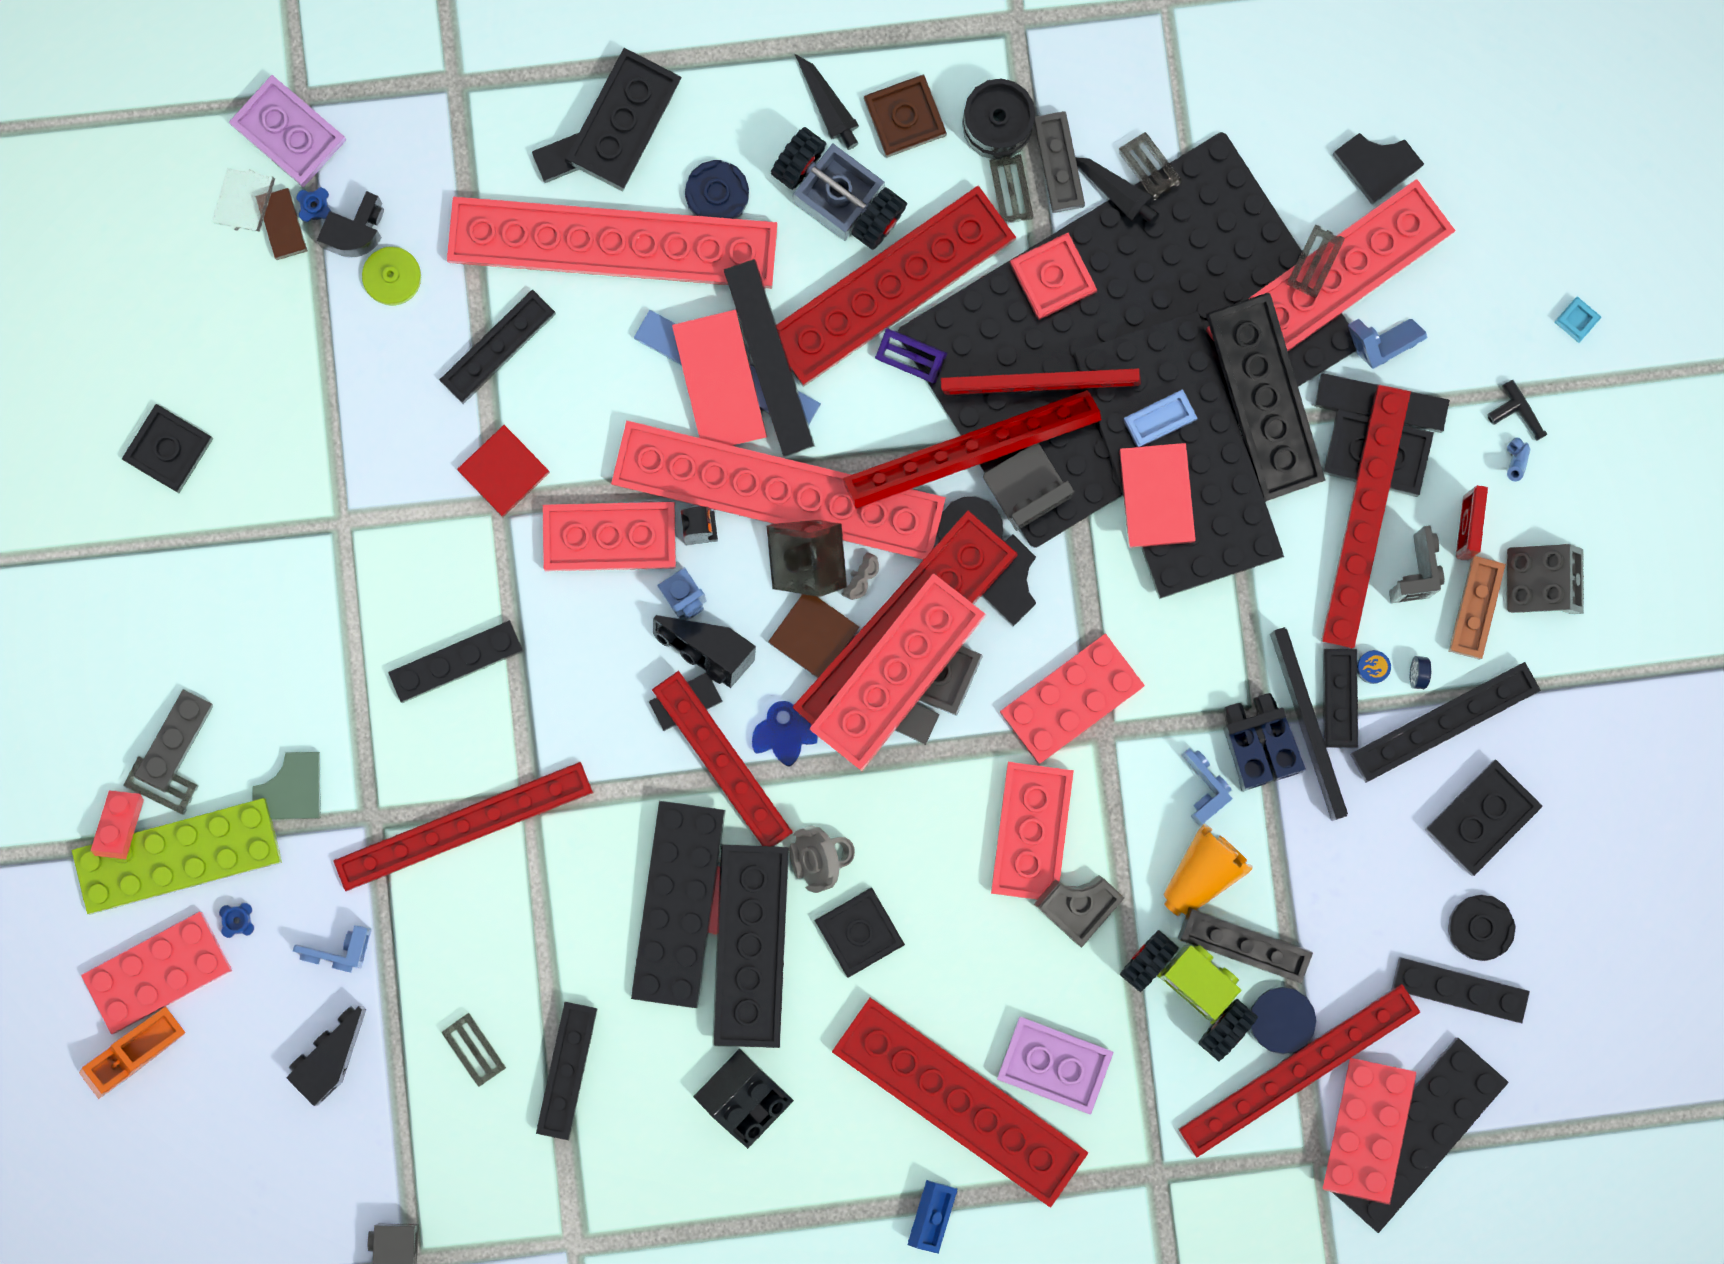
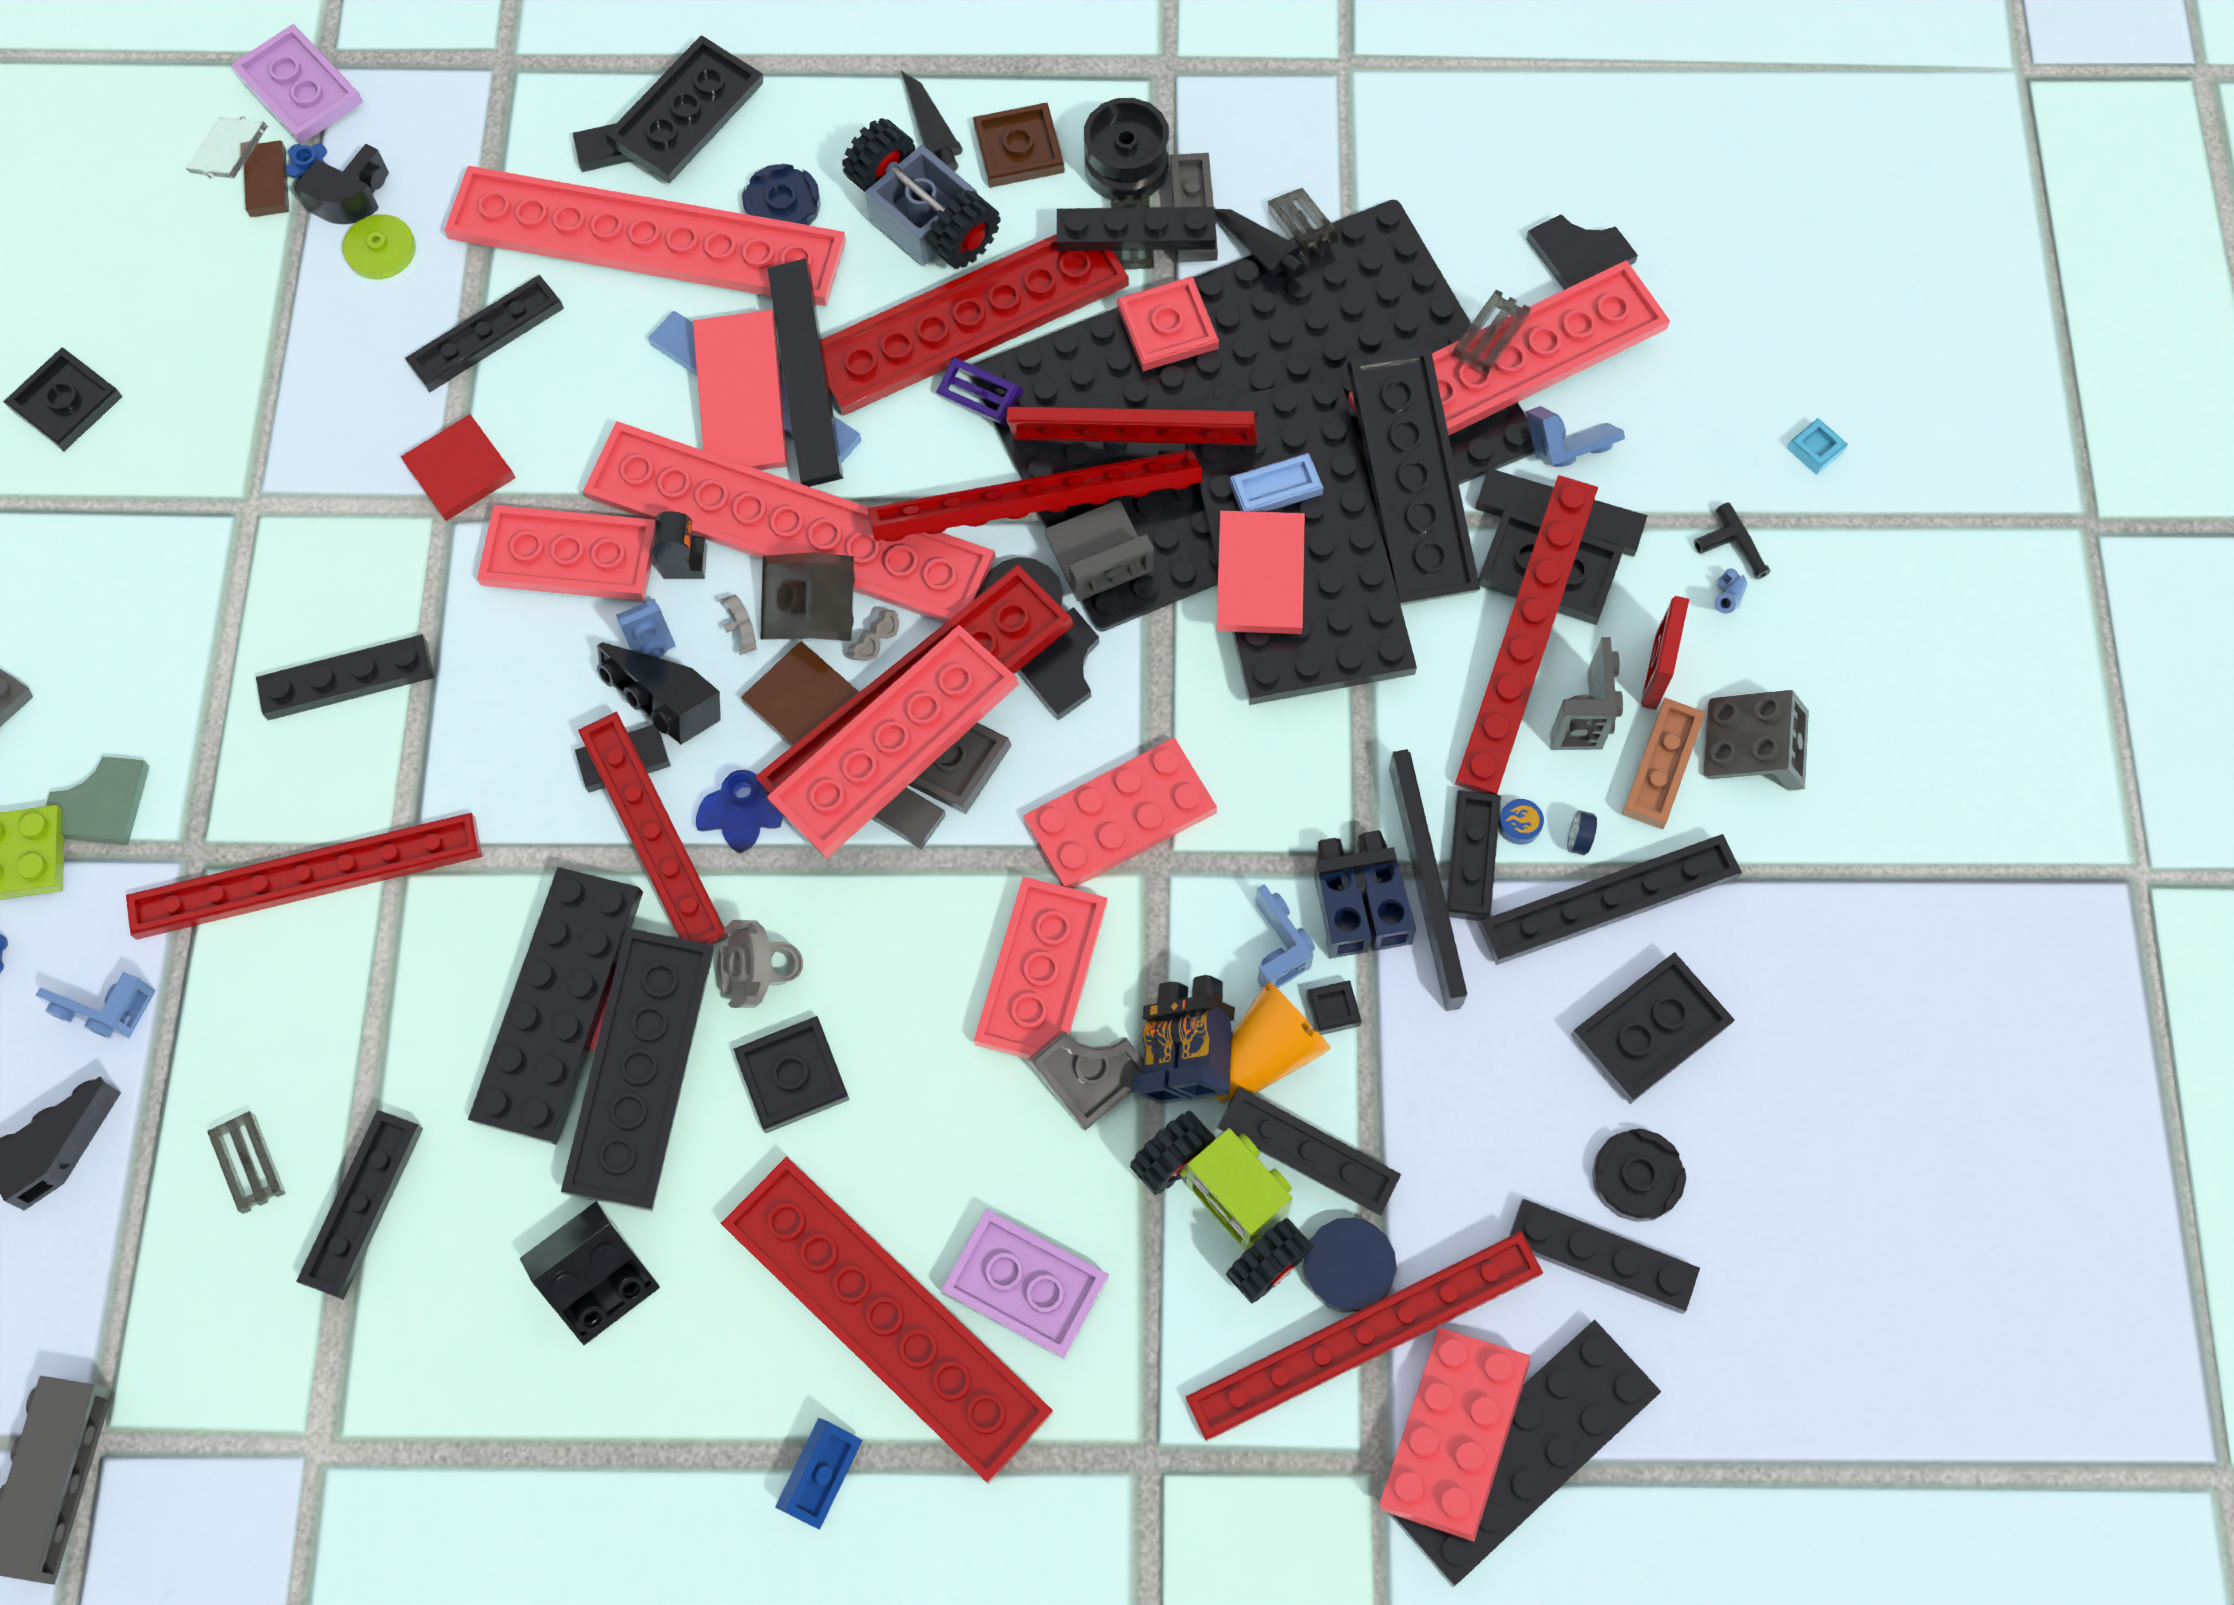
camera: 15 degrees right, 15 degrees down
(757, 579) = (741, 622): none -> light grey piece
(1016, 194) = (1136, 229): none -> black plate
(1148, 878) = (1186, 1043): none -> hips
(1249, 830) = (1333, 1007): none -> black tile

